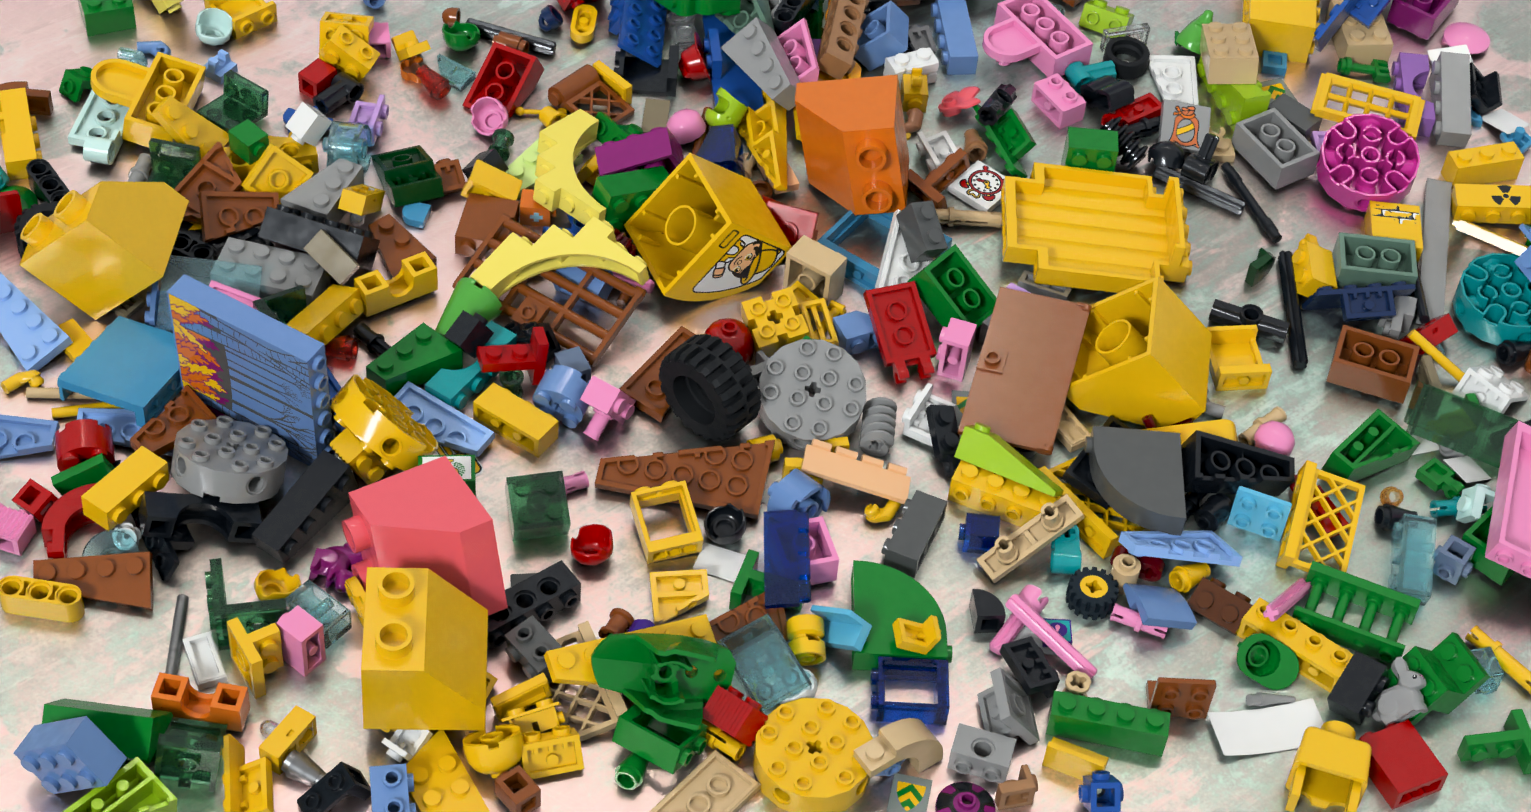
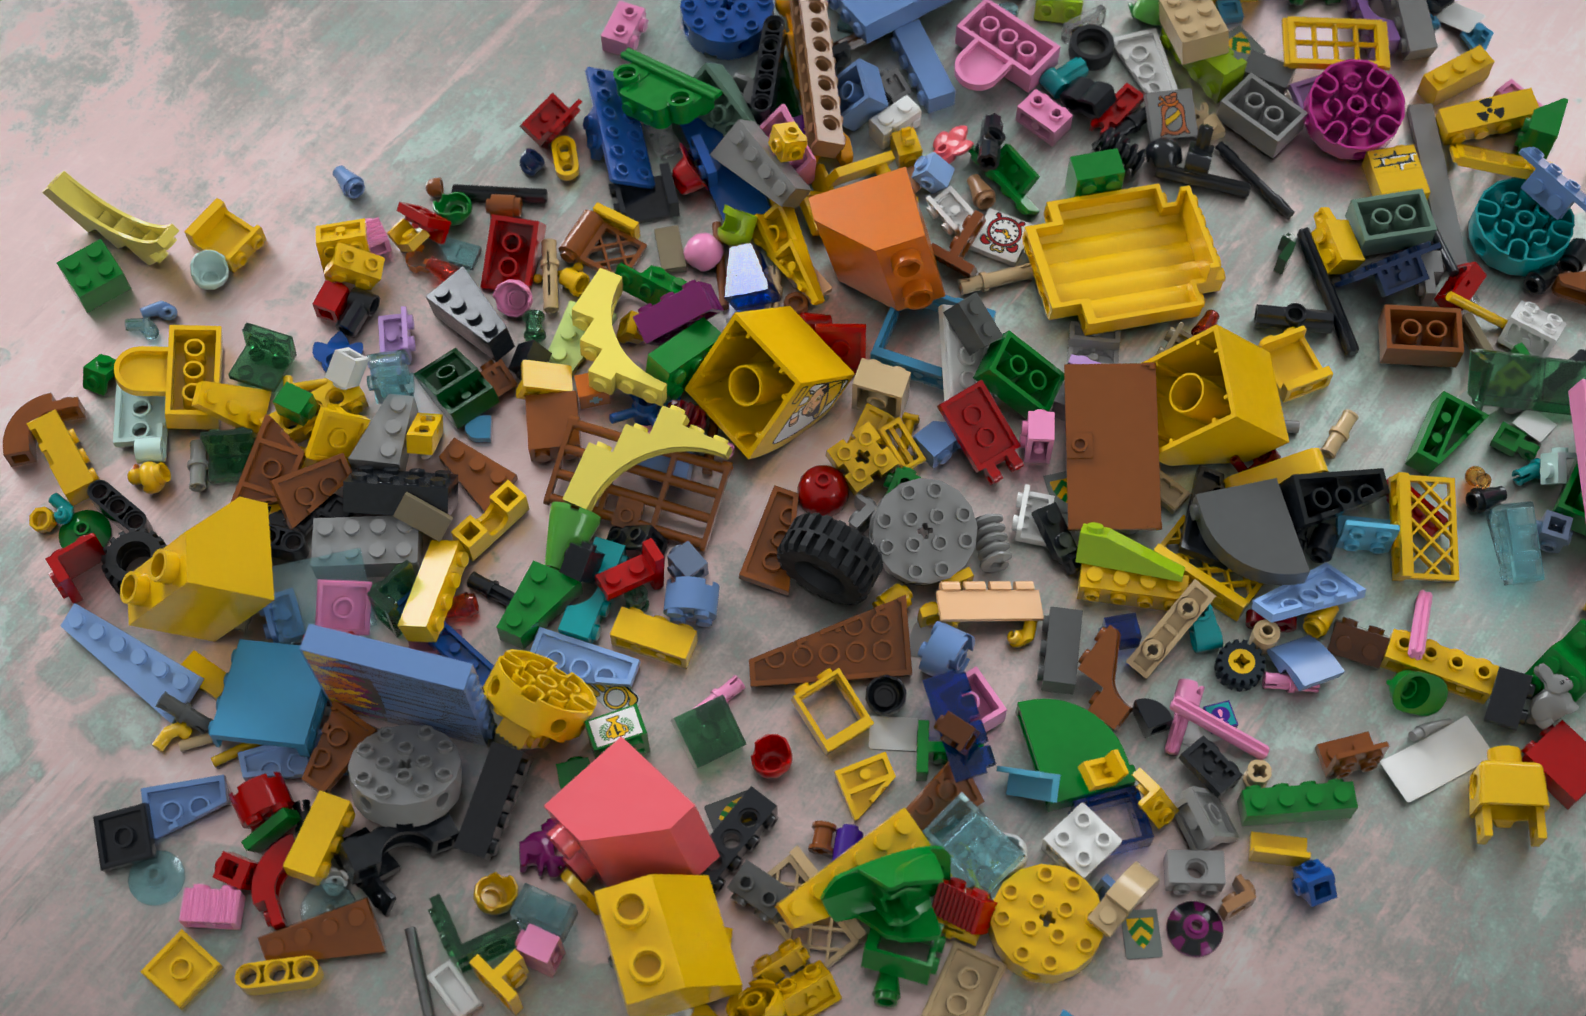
camera: 10 degrees left, 15 degrees up
(40, 360) = (183, 712): none -> dark grey pin
(90, 171) = (150, 475): none -> yellow animal
(219, 65) = (231, 314): light blue tile -> none
(438, 41) = (427, 220): none -> red bracket
(442, 117) = (469, 313): none -> wedge
(521, 695) = (762, 943): yellow tile -> none
(534, 101) = (549, 266): none -> tan pin
(608, 404) = (735, 597): bright pink brick -> none
(780, 557) = (956, 731): none -> reddish brown brick
(796, 45) = (787, 142): none -> yellow brick
(806, 638) = (1001, 801): yellow wheel -> none
(873, 692) = (1080, 842): none -> white bracket
(931, 115) = (932, 172): none -> light blue brick
(949, 552) = (1101, 667): none -> dark orange arch
(960, 676) = (1155, 801): none -> yellow bracket
(1275, 437) = (1355, 448): bright pink hair -> none
(1364, 594) = (1493, 594): green fence -> none

